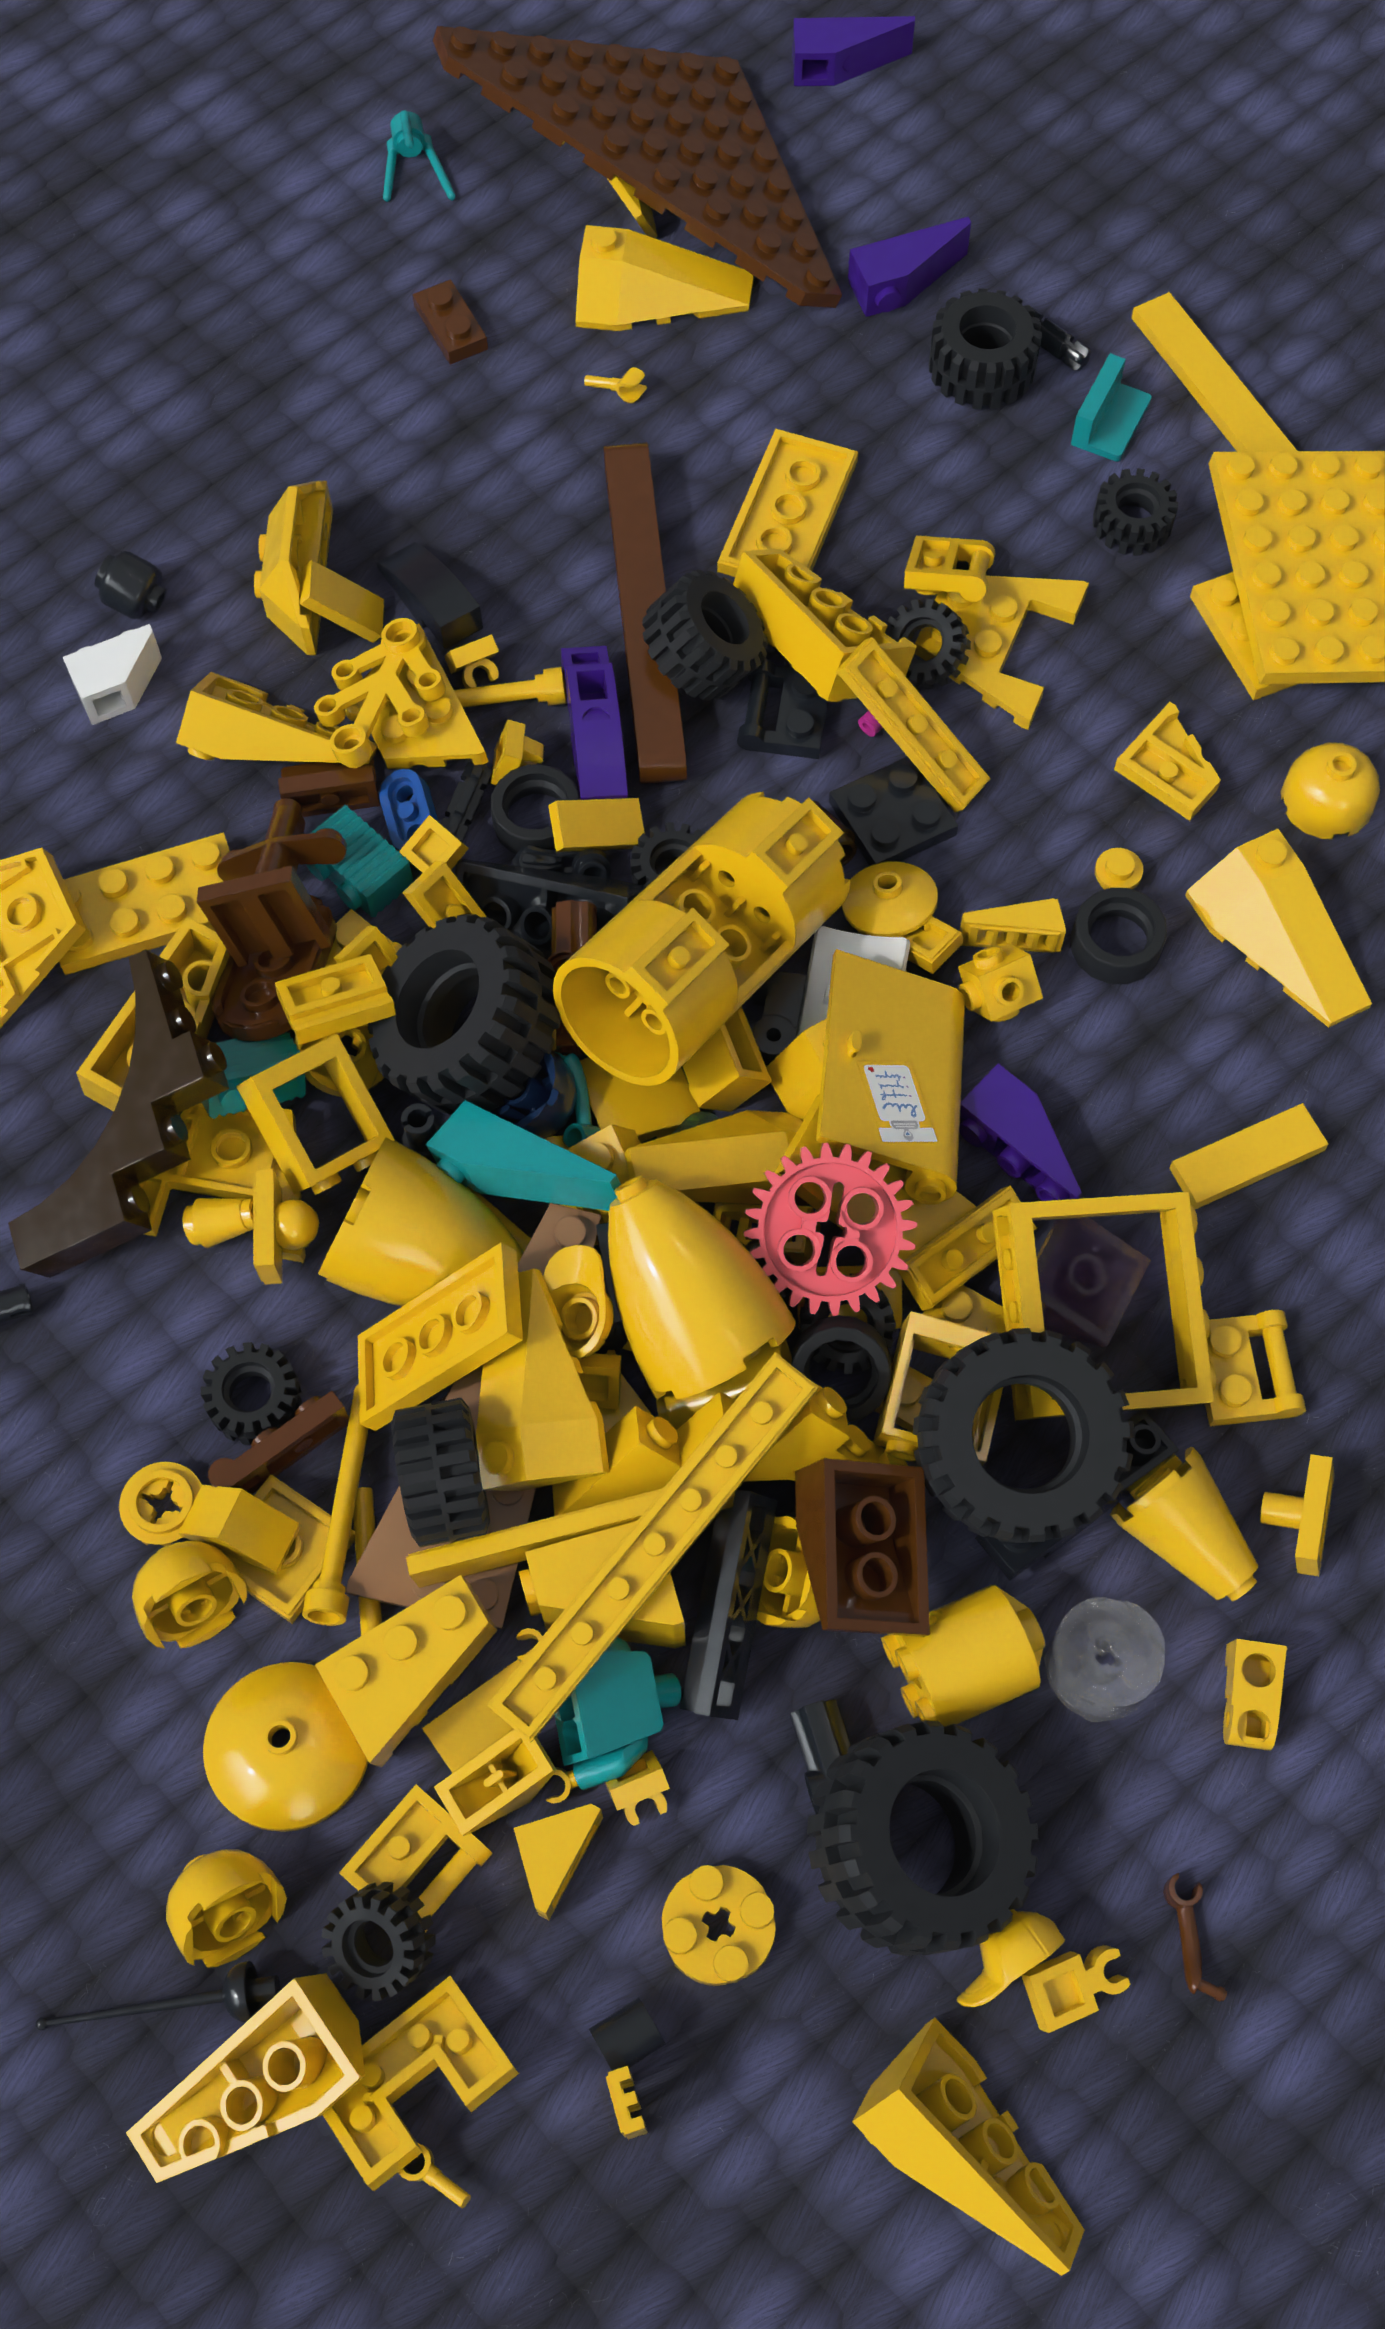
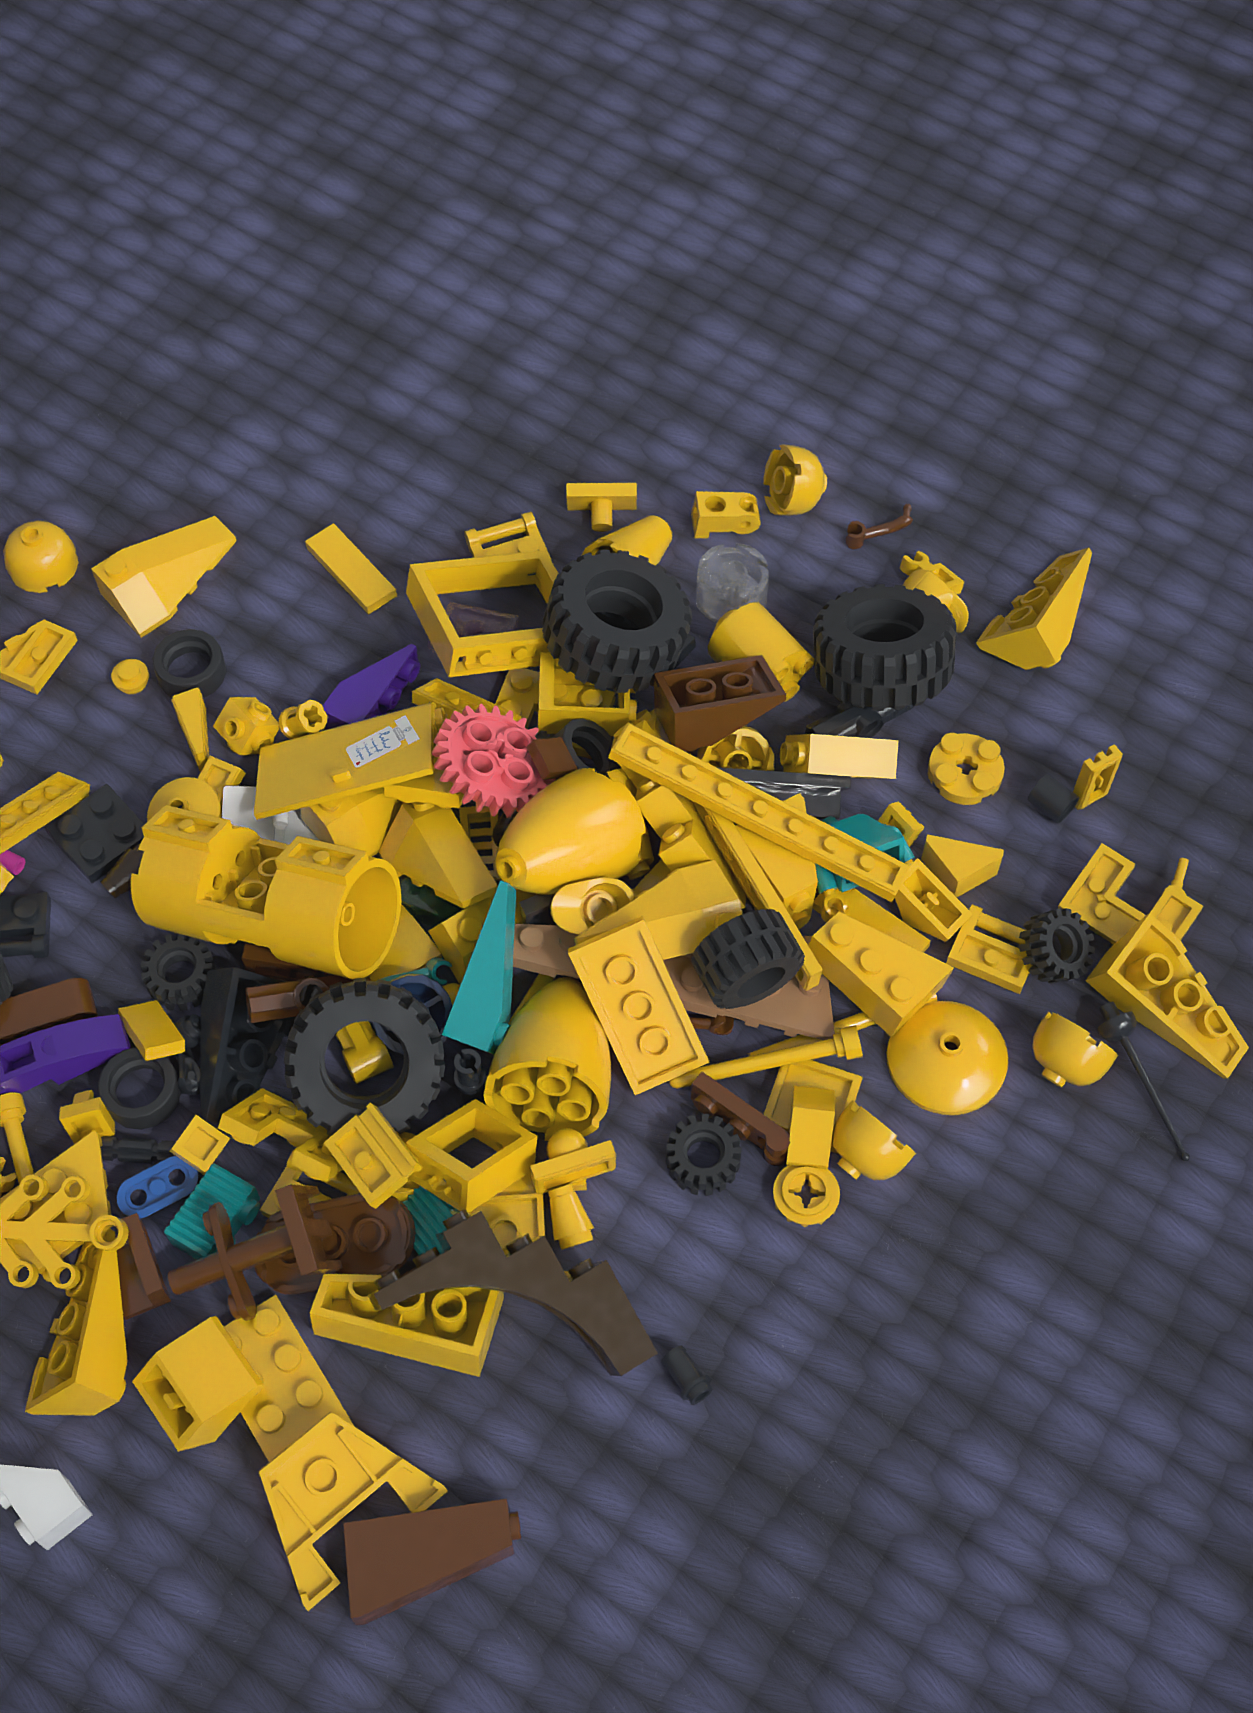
camera: 105 degrees left, 5 degrees down
(163, 812) = (197, 1385): none -> yellow slope
(724, 1706) = (840, 756): none -> yellow window
(816, 1302) = (551, 758): none -> reddish brown tile
(1001, 1036) = (302, 719): none -> yellow bush
(1292, 1816) = (794, 480): none -> yellow cylinder

